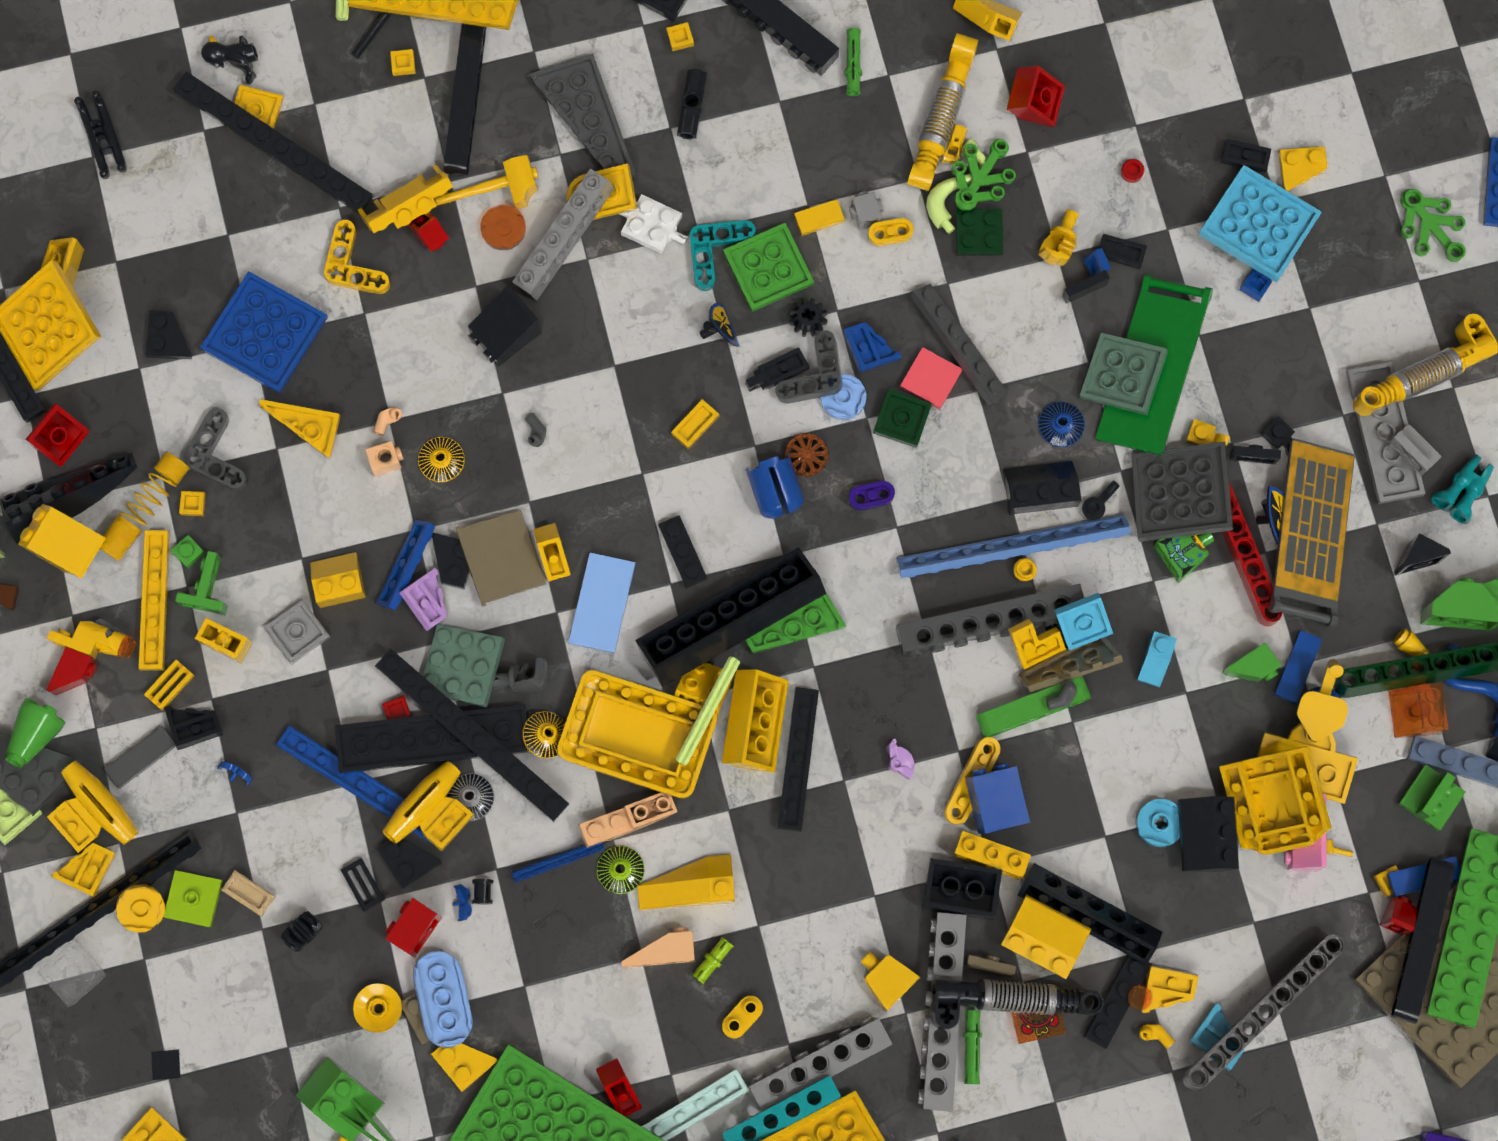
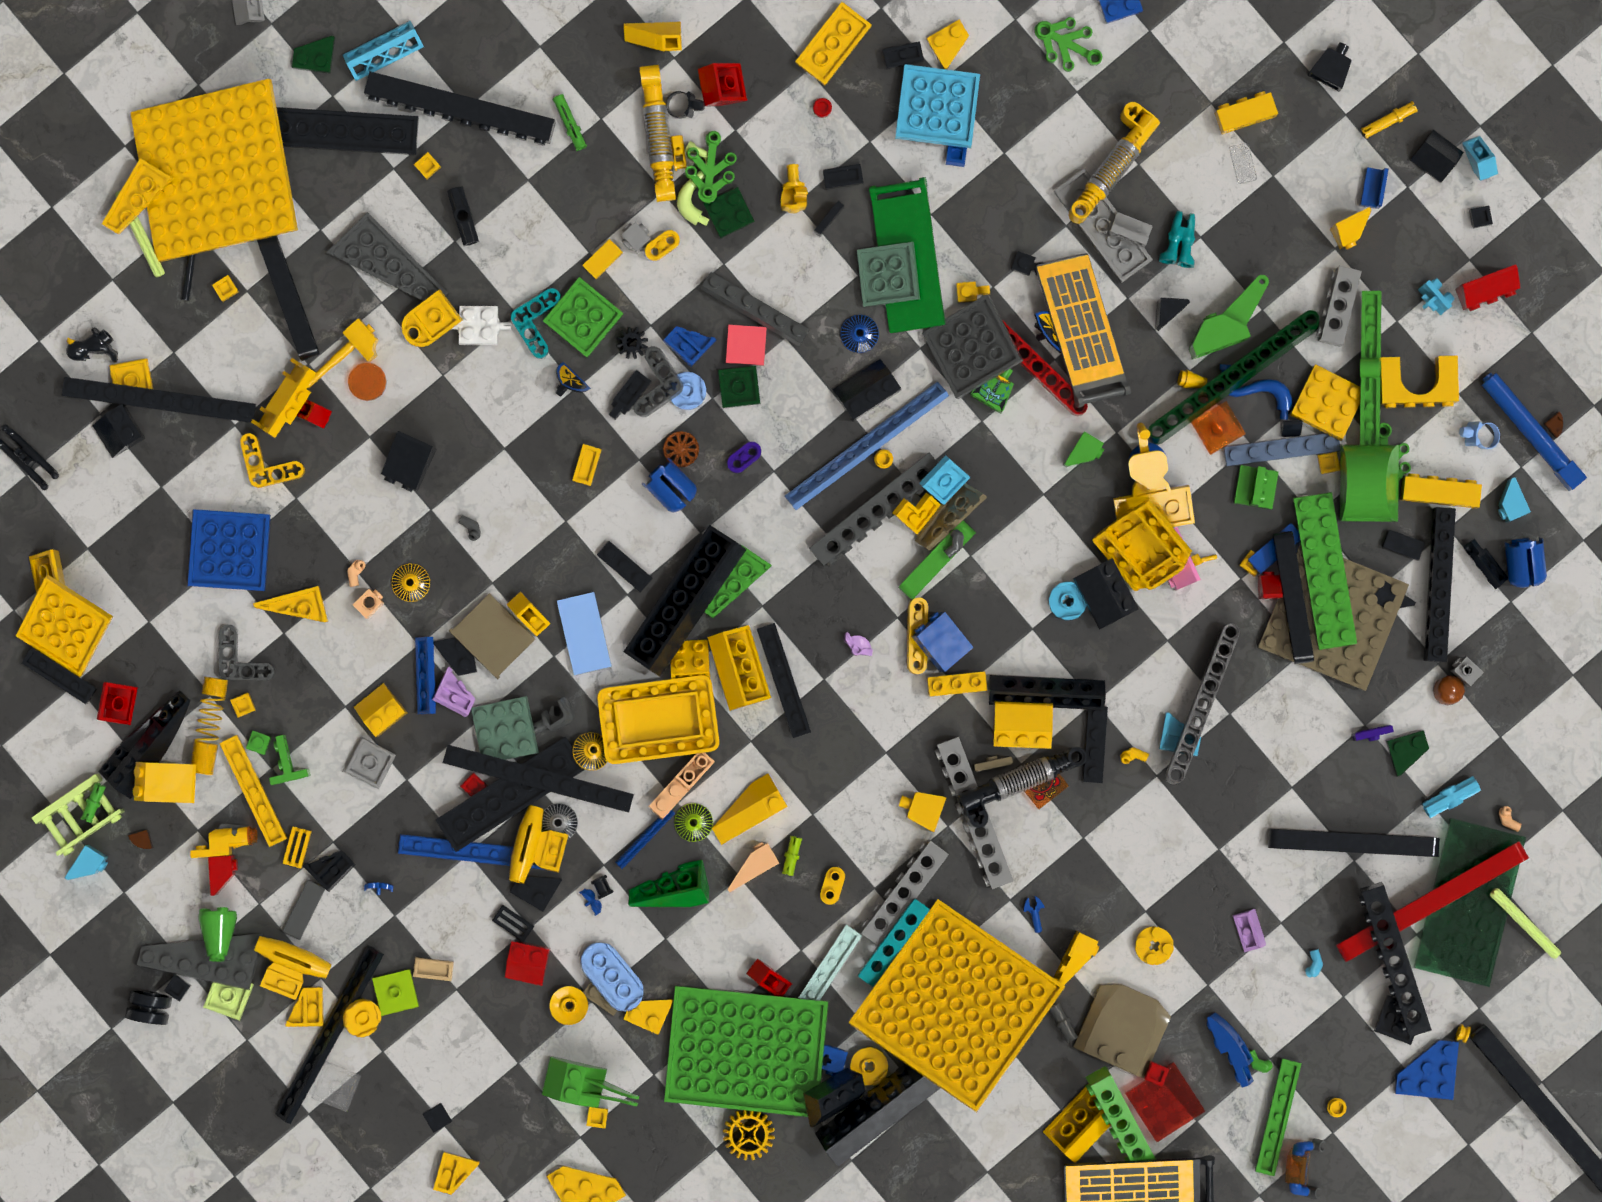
camera: 25 degrees left, 10 degrees up
(165, 337) = (156, 589): black wing -> none
(213, 154) = (118, 430): none -> black slope
(223, 640) = (321, 797): yellow brick -> none
(301, 931) = (487, 978): black gear -> none
(355, 936) = (527, 962): none -> red slope
(412, 927) = (566, 937): red brick -> none
(563, 234) = (417, 368): light grey brick -> none
(568, 936) = (679, 888): none -> green wedge
(707, 710) = (702, 673): yellowish green axle -> none
(962, 889) = (947, 719): black slope -> none
(972, 1046) = (1006, 827): bright green pin -> none
(995, 101) = (694, 104): none -> black piece
(1095, 507) = (913, 386): black plate -> none
(1096, 262) = (829, 196): blue plate -> none
(1140, 997) = (1110, 735): clear orange plate -> none
(1156, 659) = (1010, 480): medium azure slope -> none
(1170, 987) = (1126, 718): yellow wing -> none
(1176, 109) = (833, 43): none -> yellow plate
(1255, 454) = (1014, 288): black plate -> none
(1298, 667) = (1116, 436): blue tile -> none

